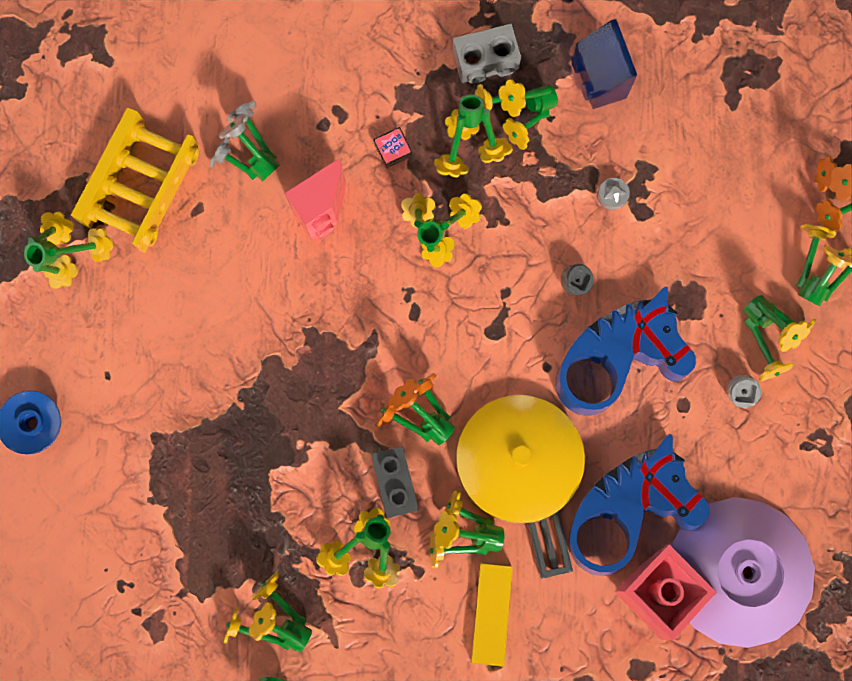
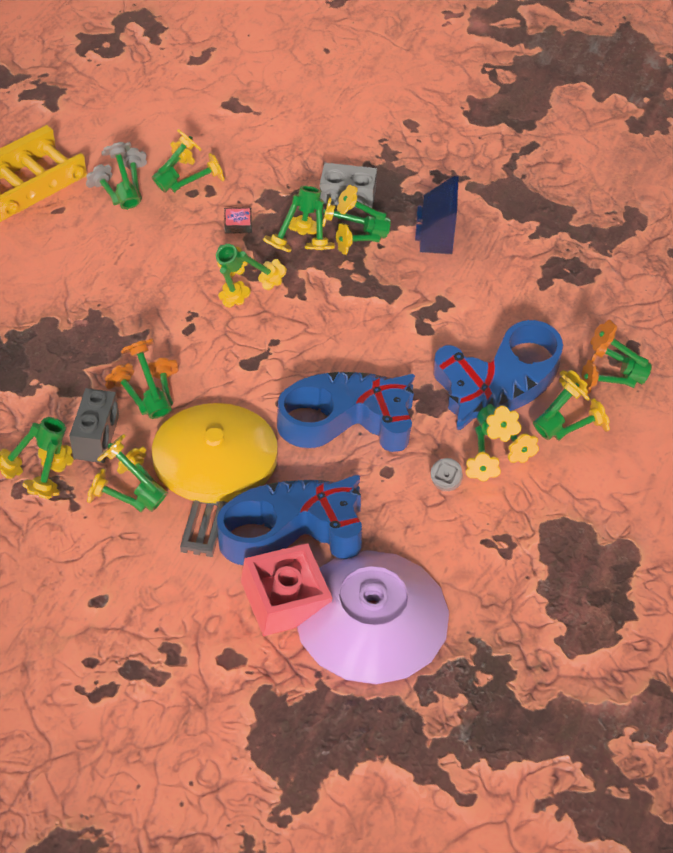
camera: 20 degrees right, 30 degrees down
(289, 119) = (167, 176): none -> plant
(319, 200) = (157, 220): coral slope -> none
(492, 614) = (117, 558): yellow tile -> none
(577, 279) = (339, 348): dark grey tile -> none
(613, 193) = (405, 306): light grey tile -> none
(746, 269) = (505, 379): none -> blue animal

